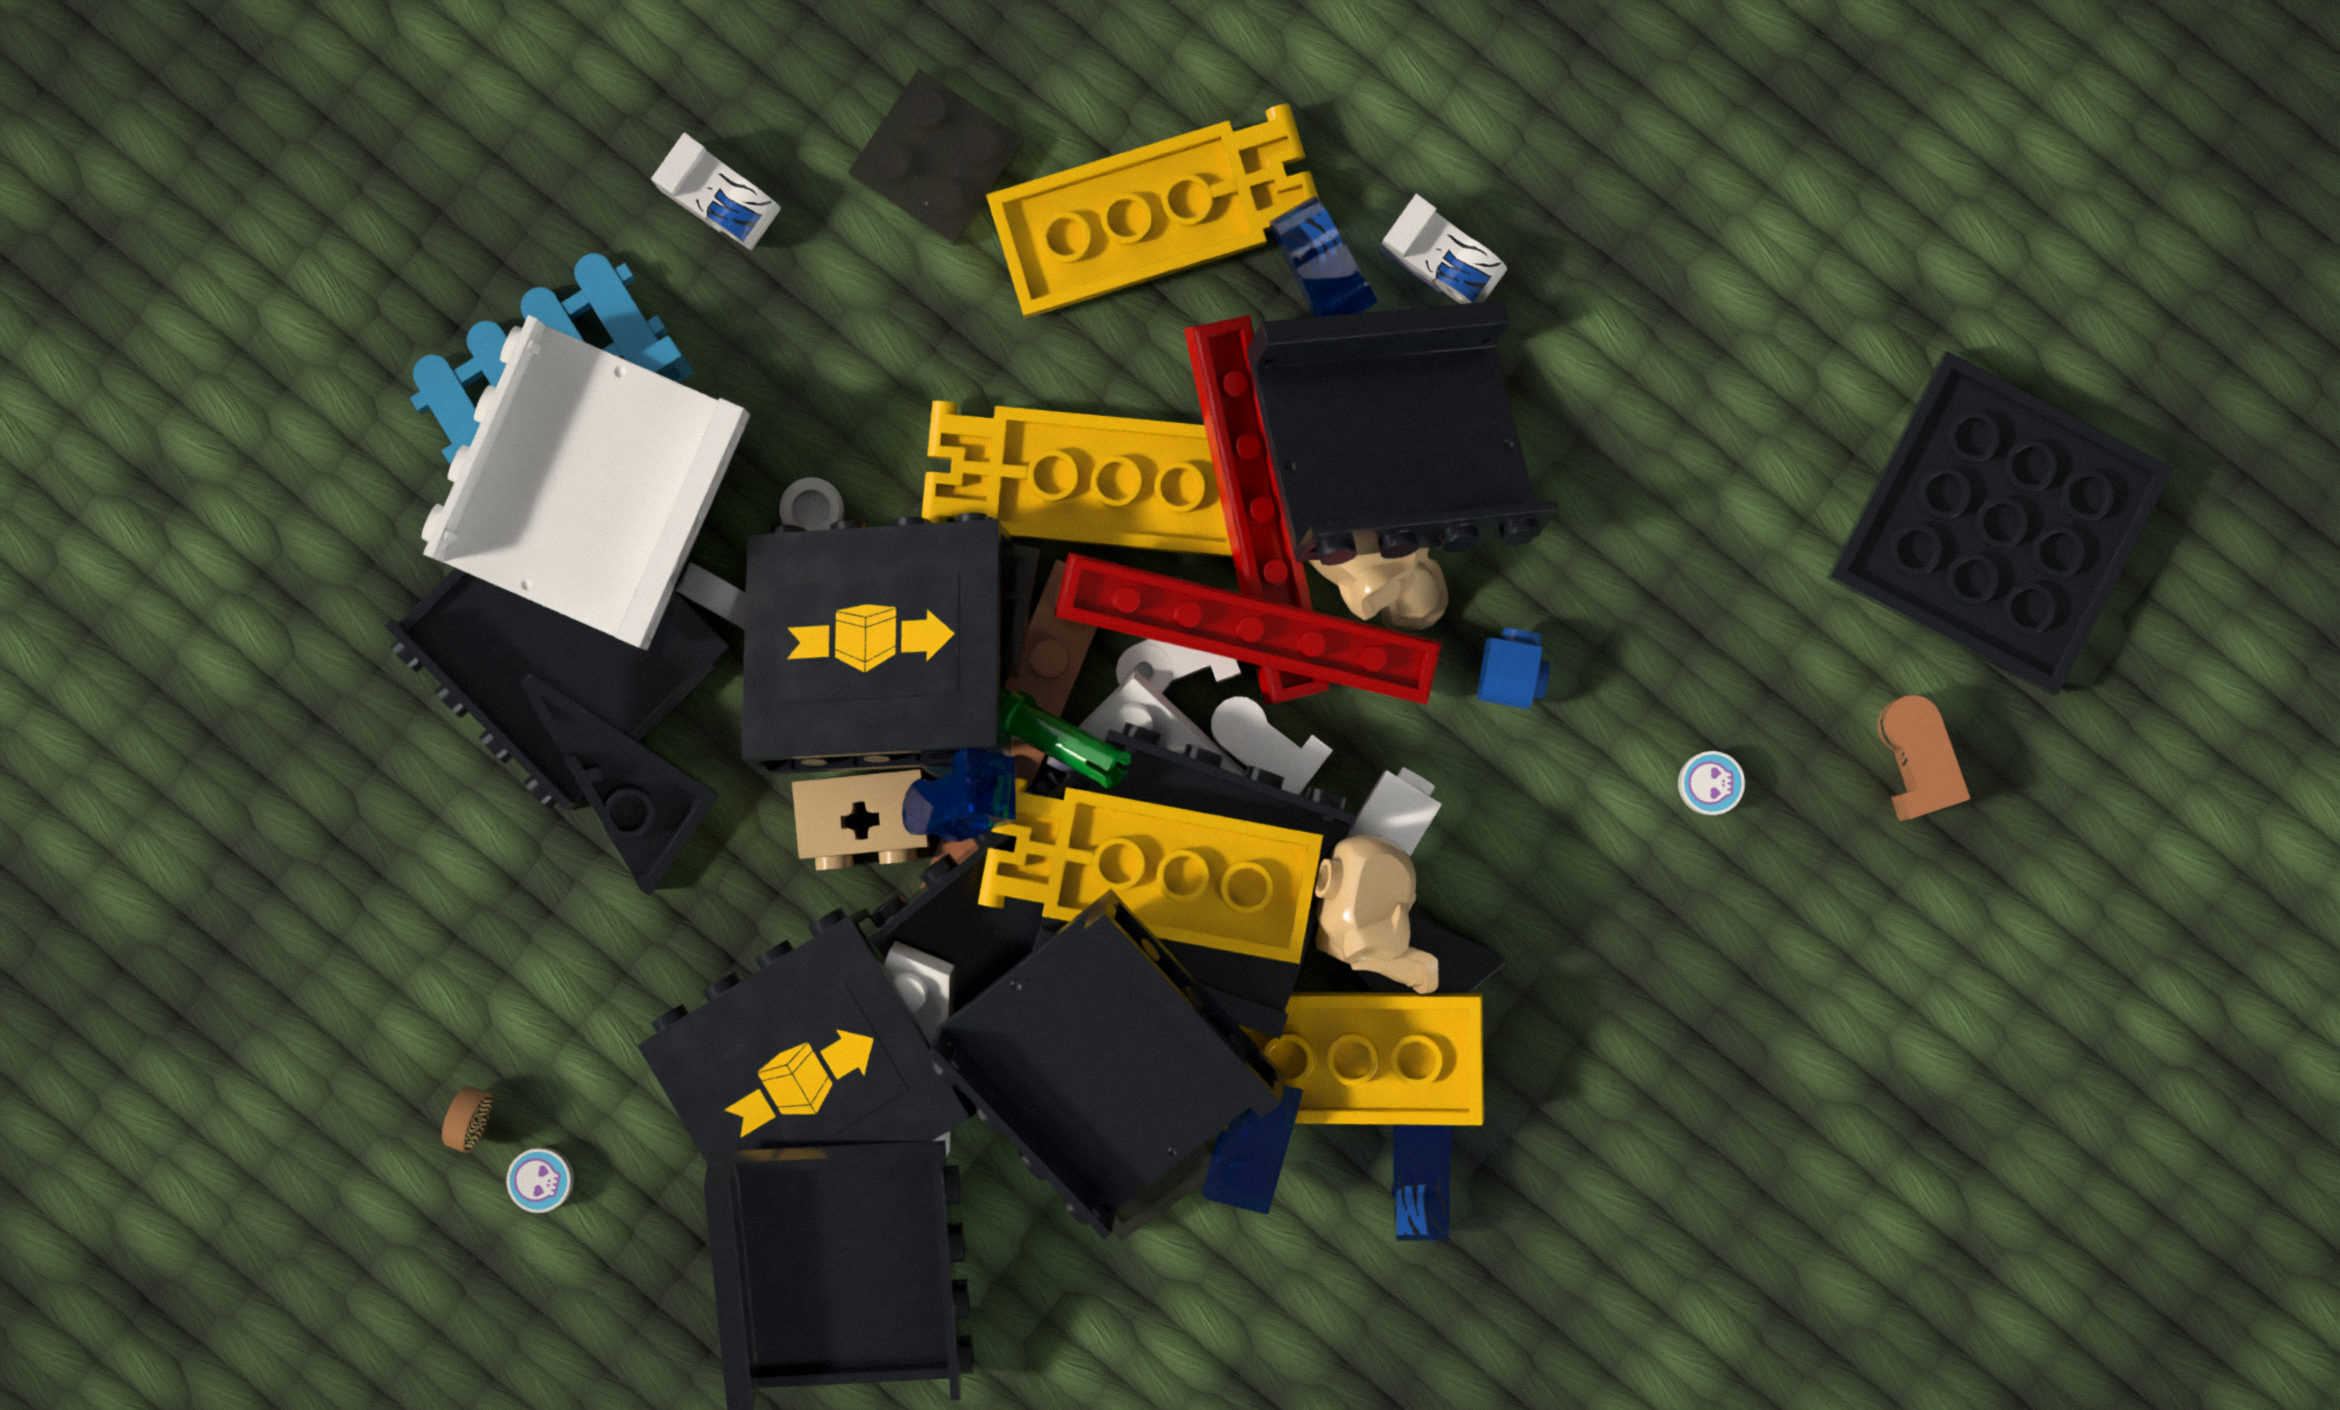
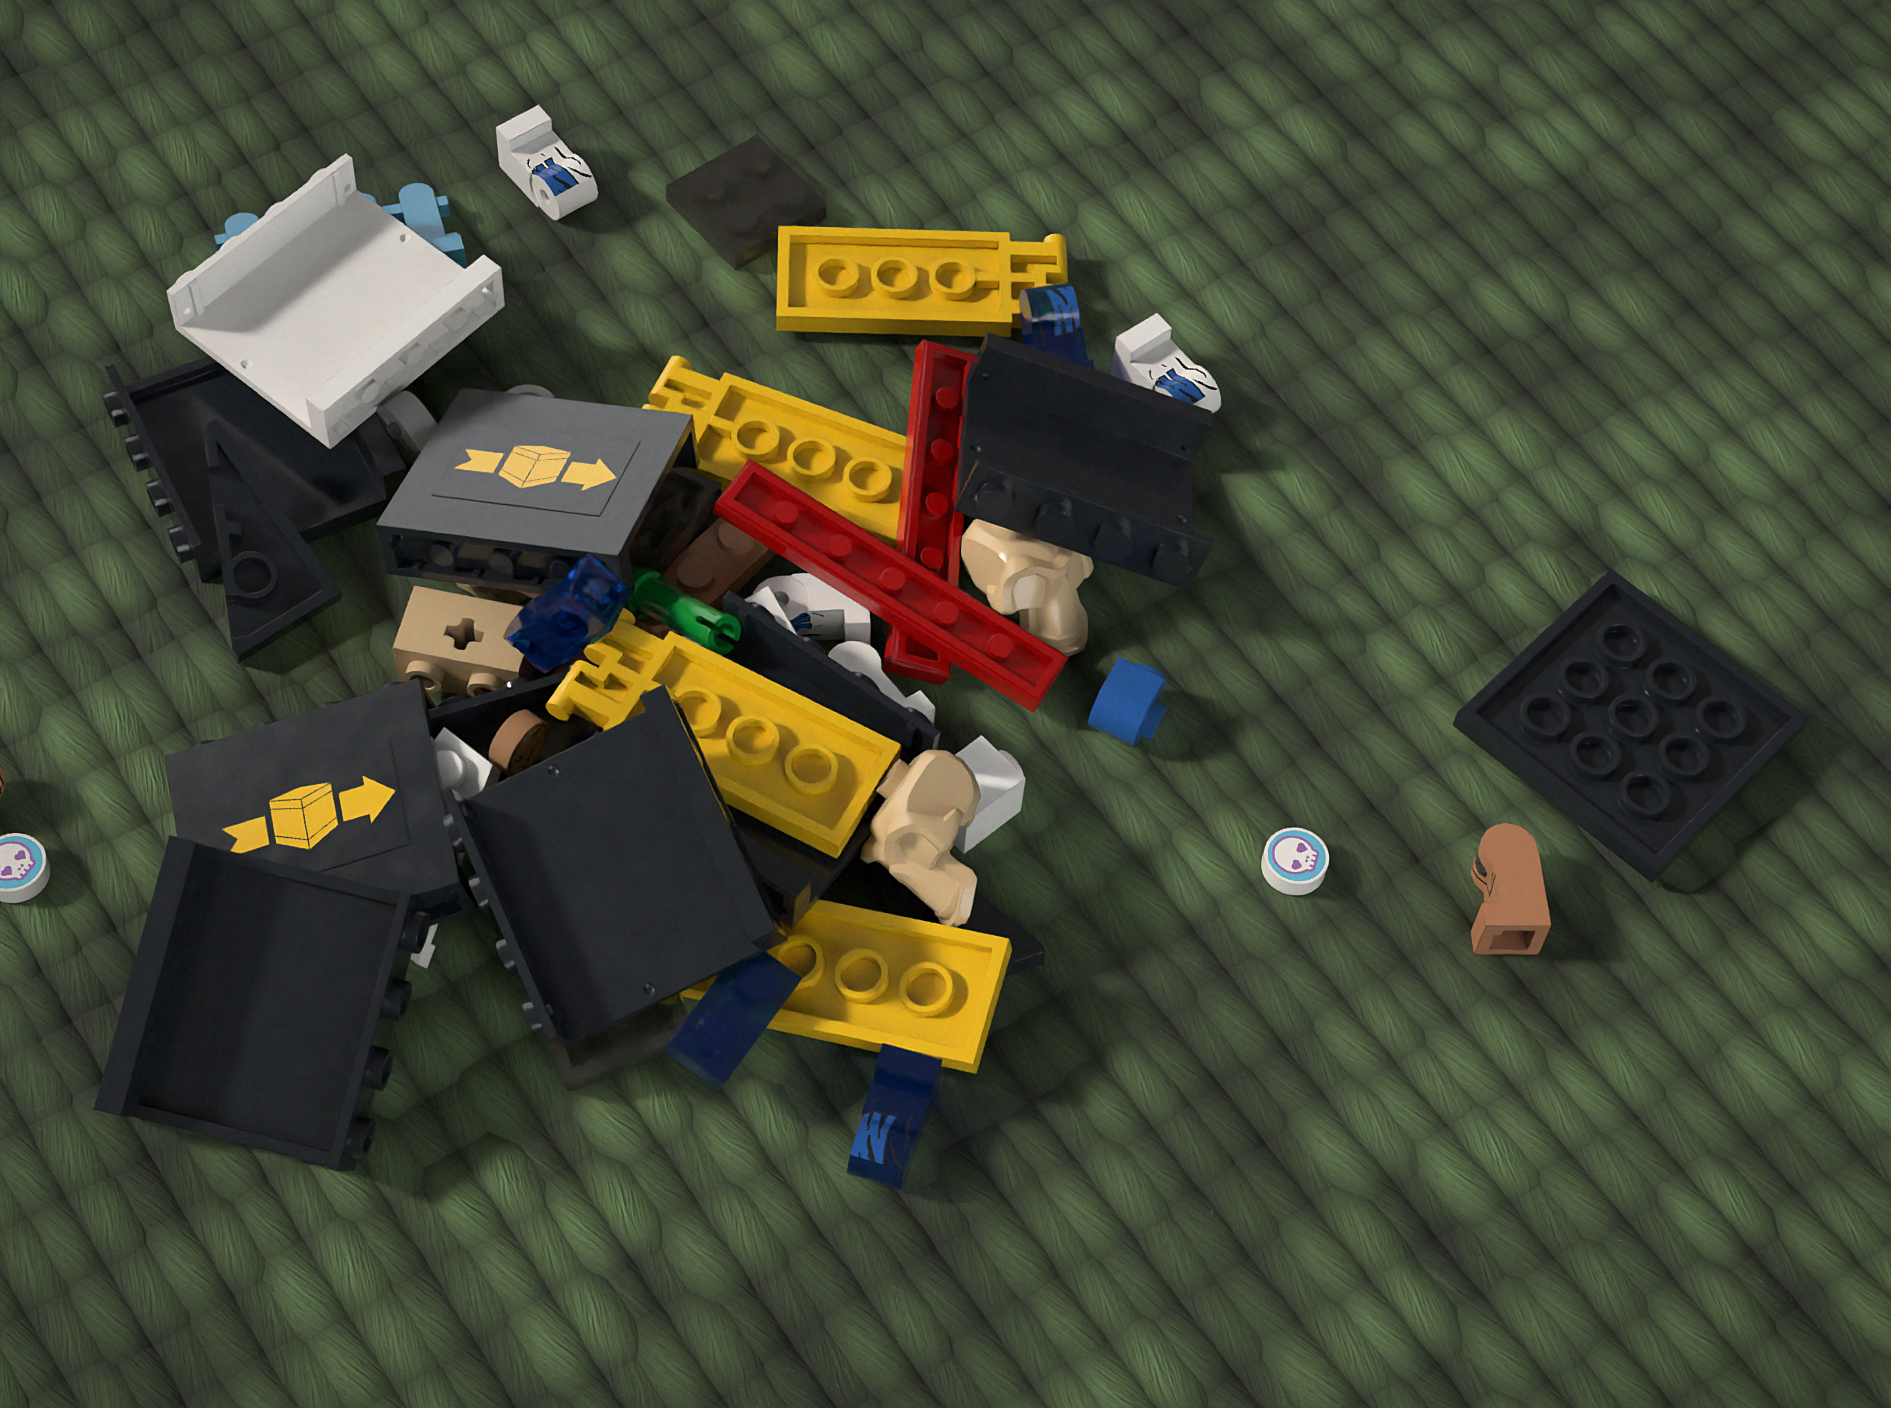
camera: 10 degrees right, 30 degrees down
(960, 935) = (518, 742): none -> medium nougat tile

